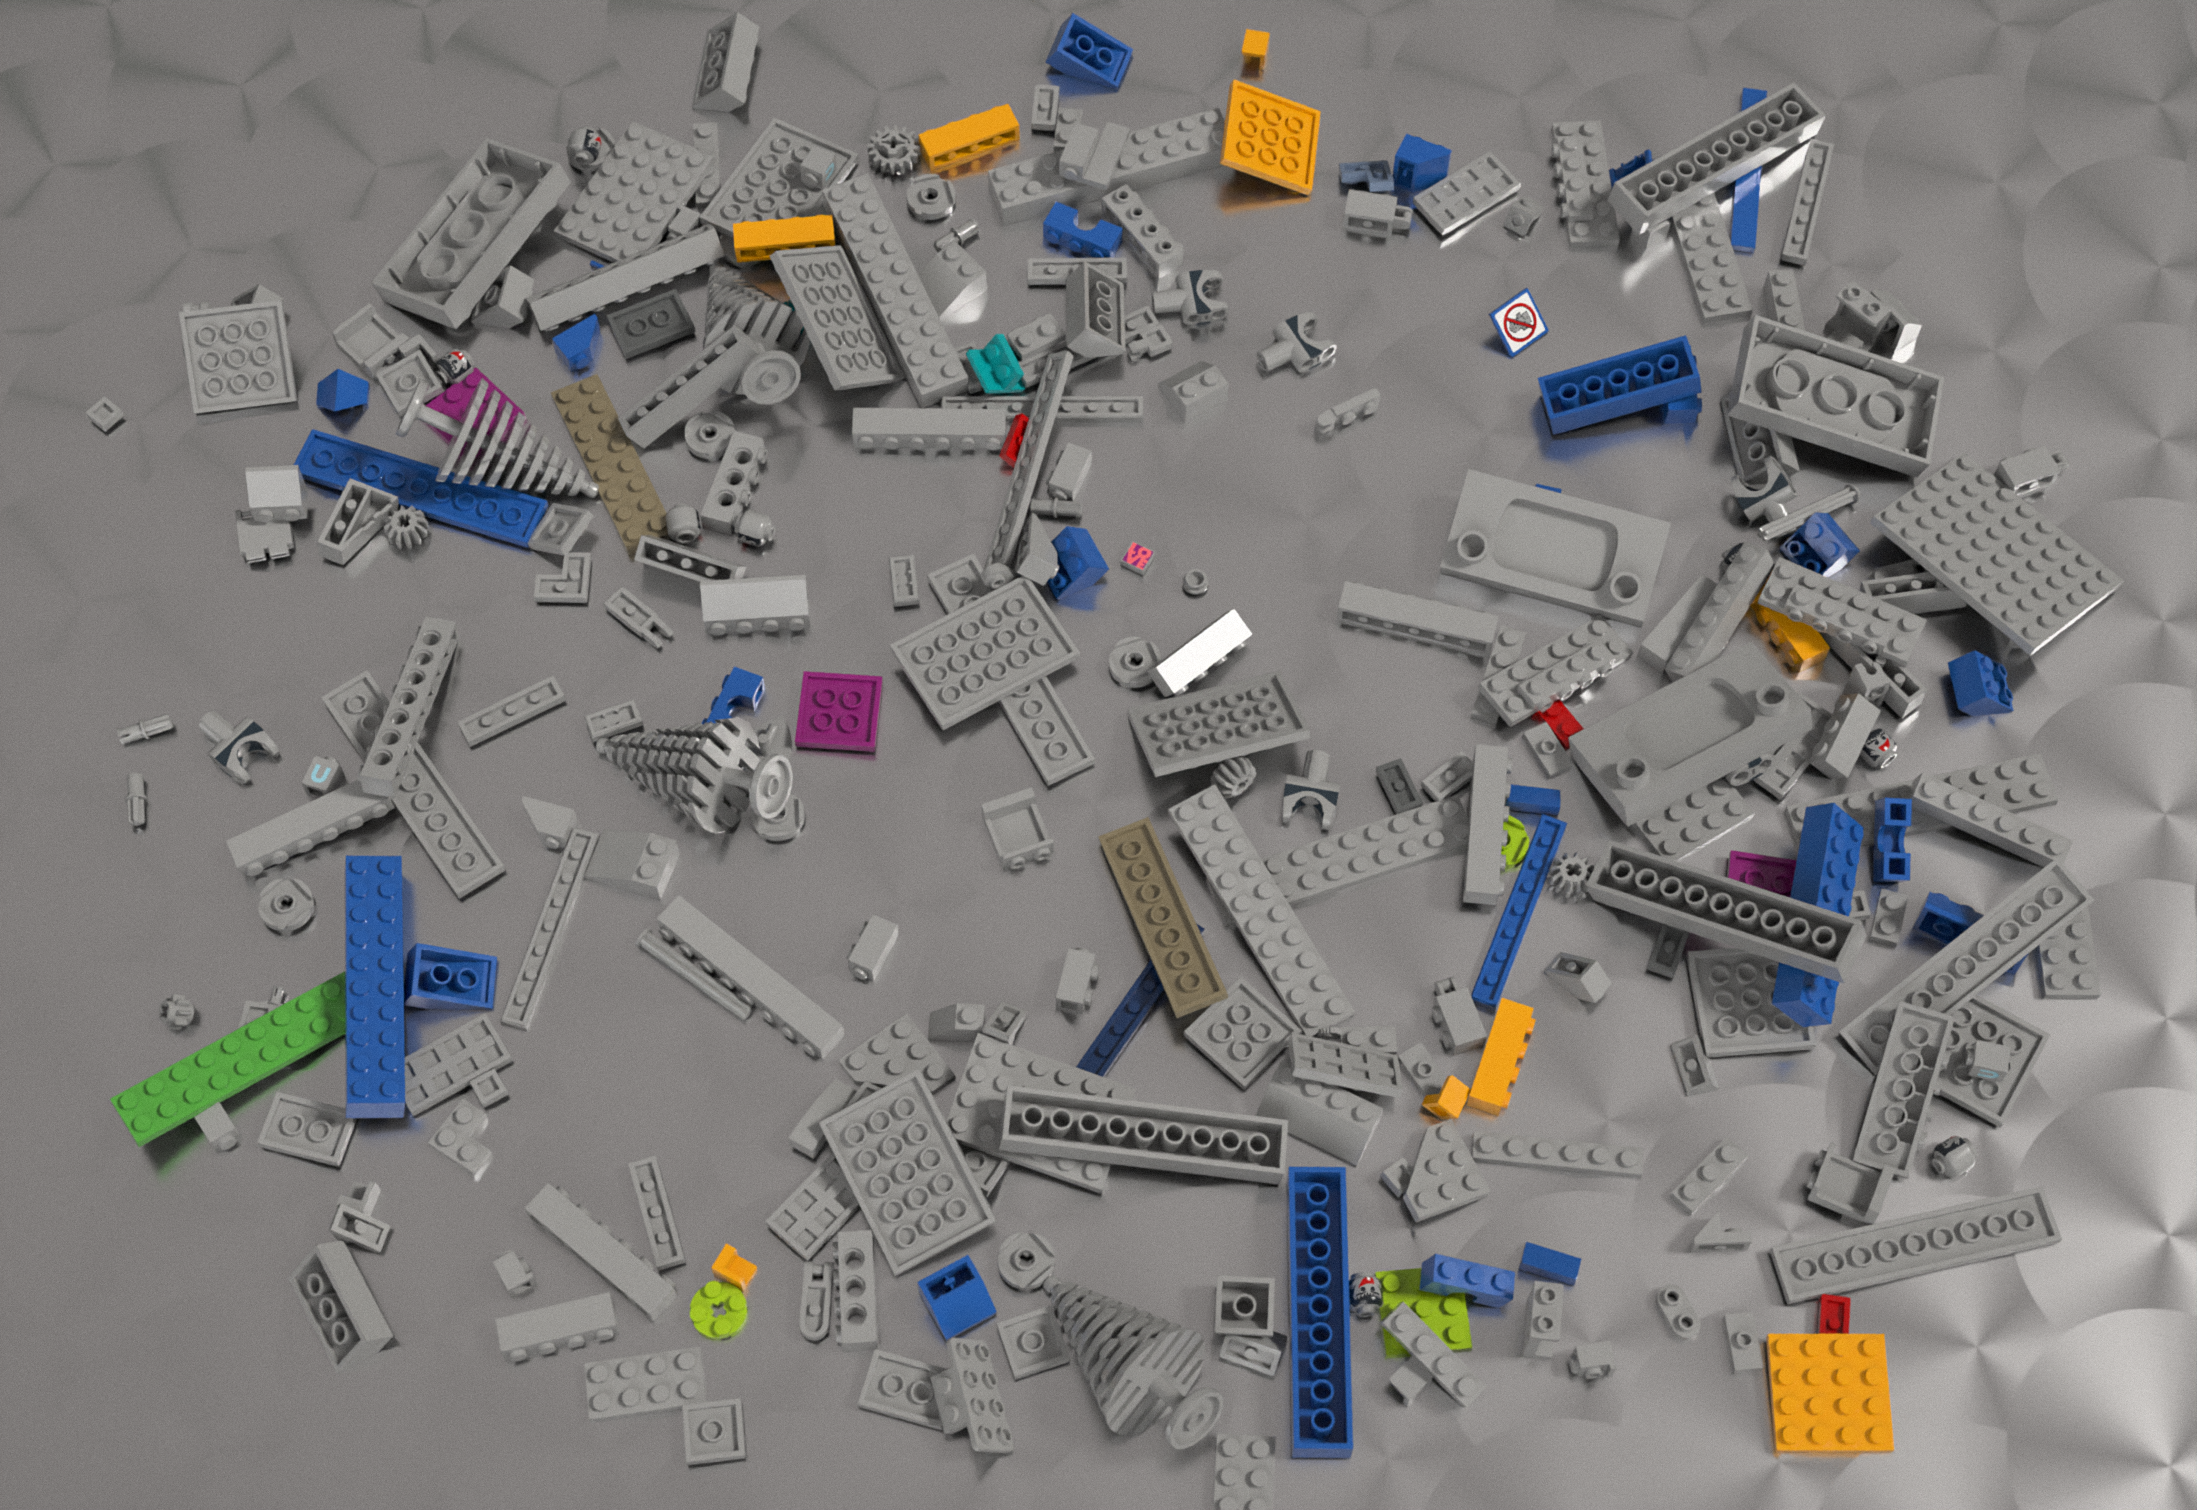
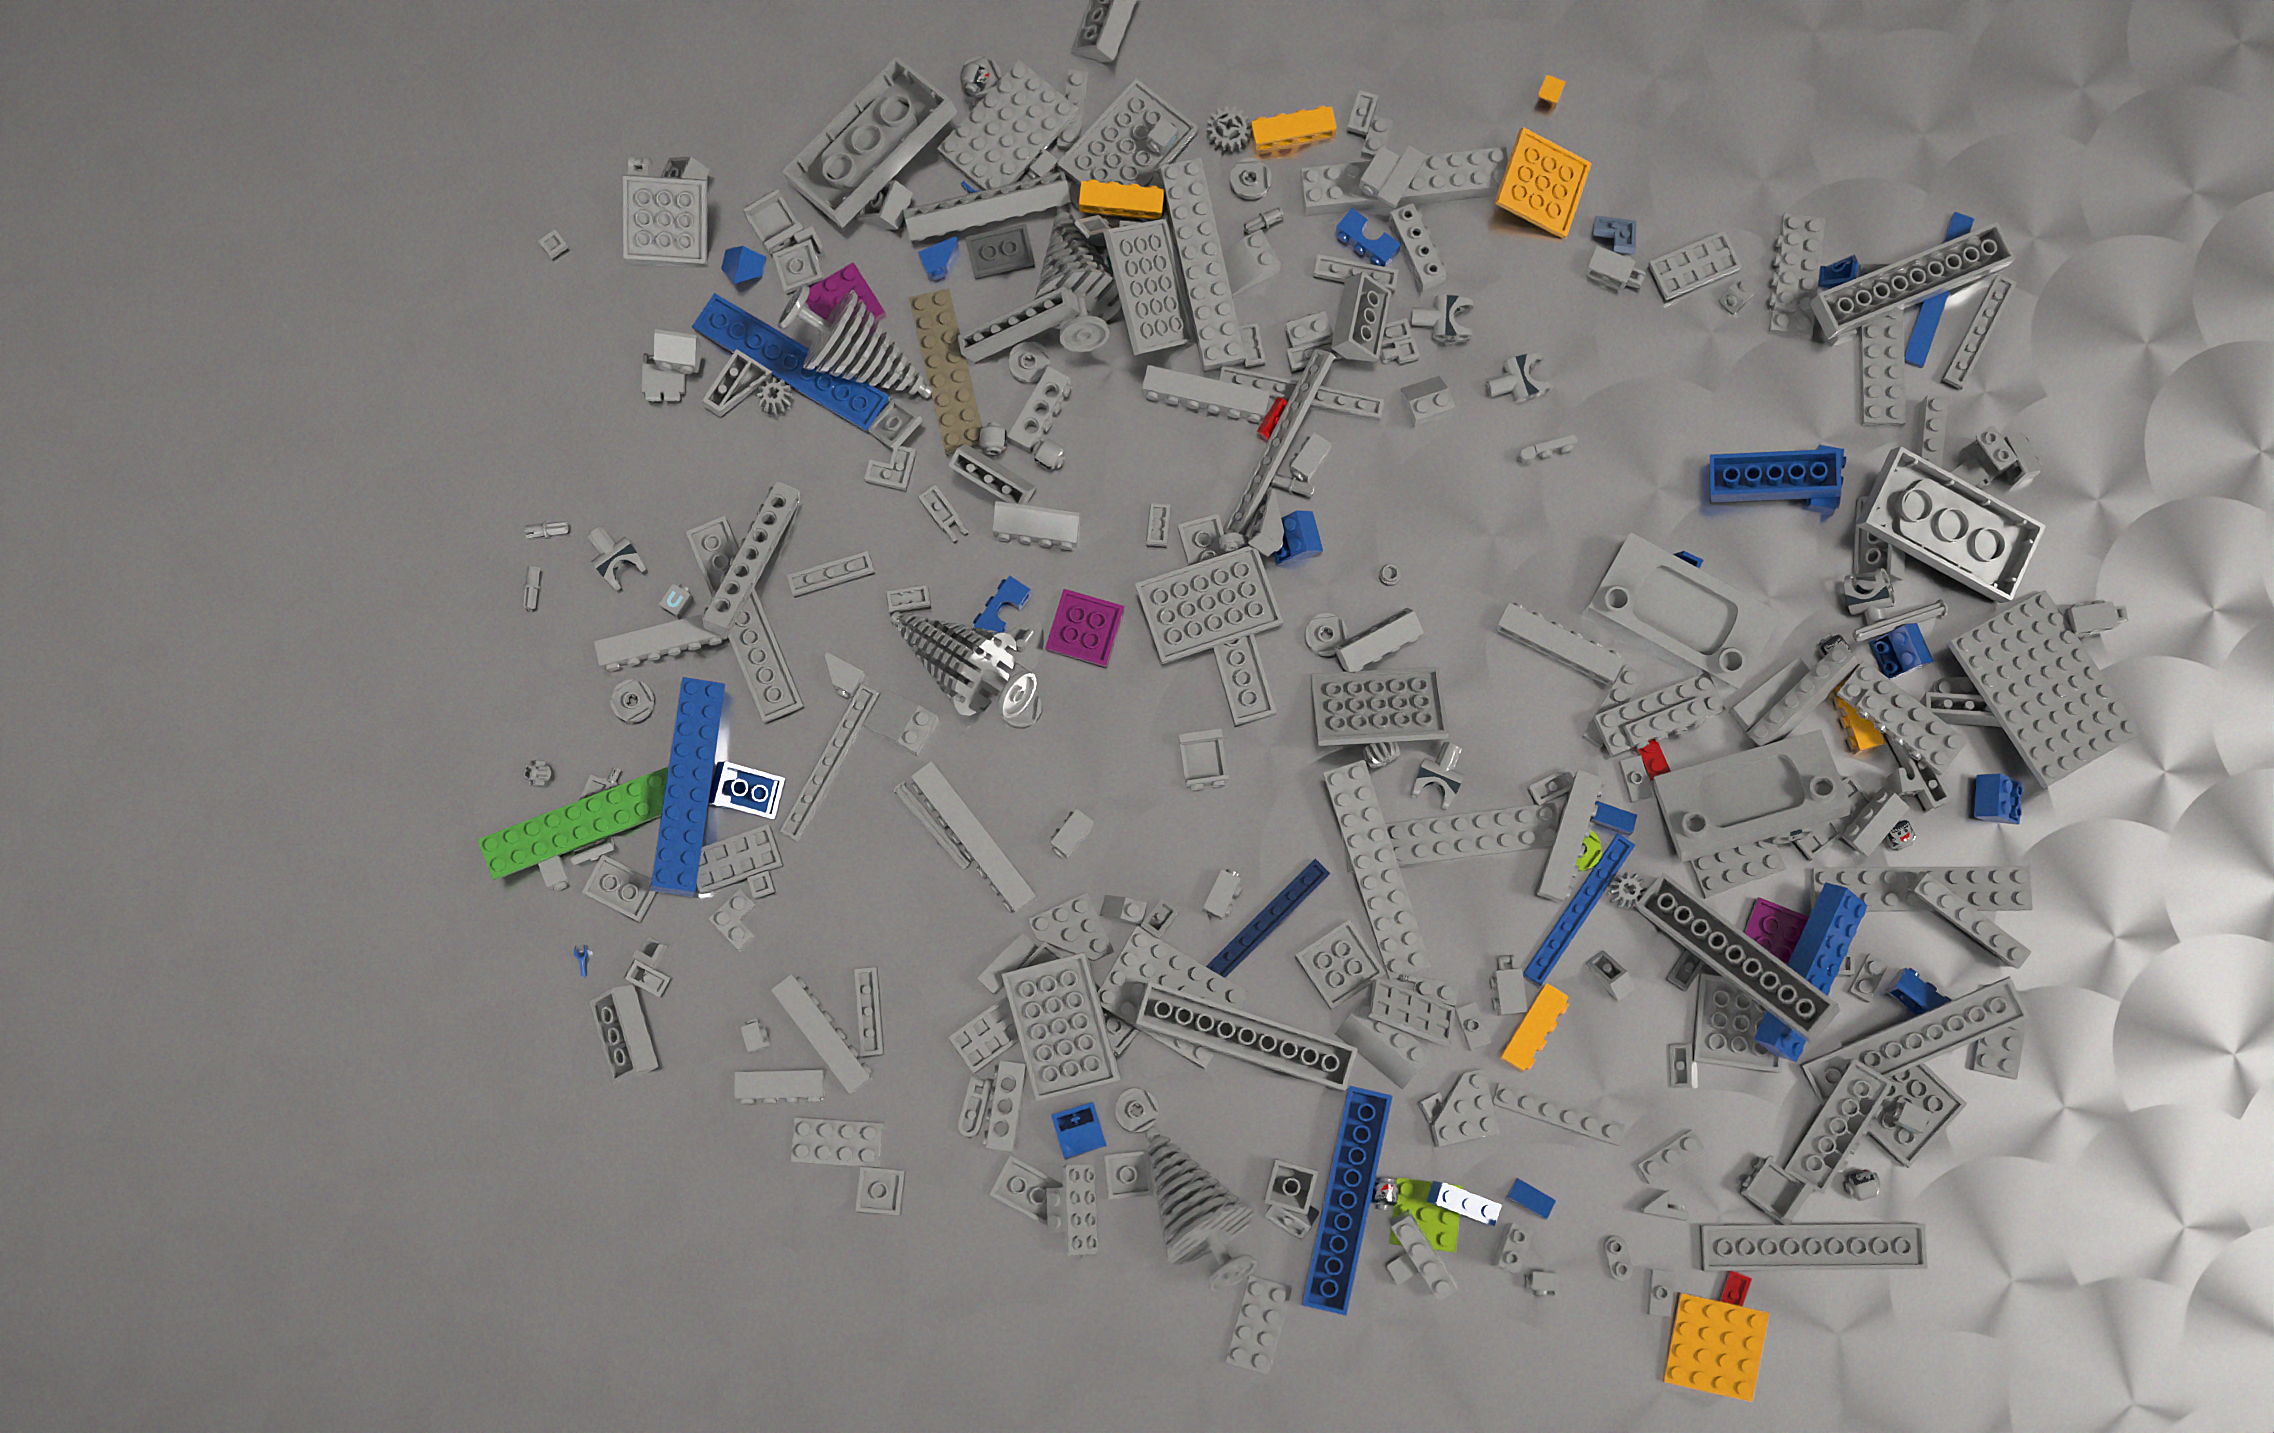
camera: 15 degrees right, 15 degrees up
(262, 1091) = (592, 851): none -> light grey plate
(269, 1225) = (581, 959): none -> blue hand
(454, 366) = (836, 258): light grey head -> none
(723, 1326) = (902, 1110): lime plate -> none
(733, 1268) = (918, 1068): light orange panel -> none
(760, 274) = (1093, 229): none -> light grey slope
(997, 366) = (1270, 352): teal bracket -> none
(1088, 53) = (1410, 68): blue slope -> none
(1137, 558) = (1348, 542): tile -> none
(1163, 917) = (1299, 859): dark tan plate -> none
(1398, 786) = (1510, 786): dark grey plate -> none
(1420, 164) = (1662, 233): blue slope -> none
(1449, 1100) = (1486, 1056): light orange panel -> none
(1518, 322) = (1708, 396): piece -> none
(1890, 825) = (1882, 933): blue arch -> none

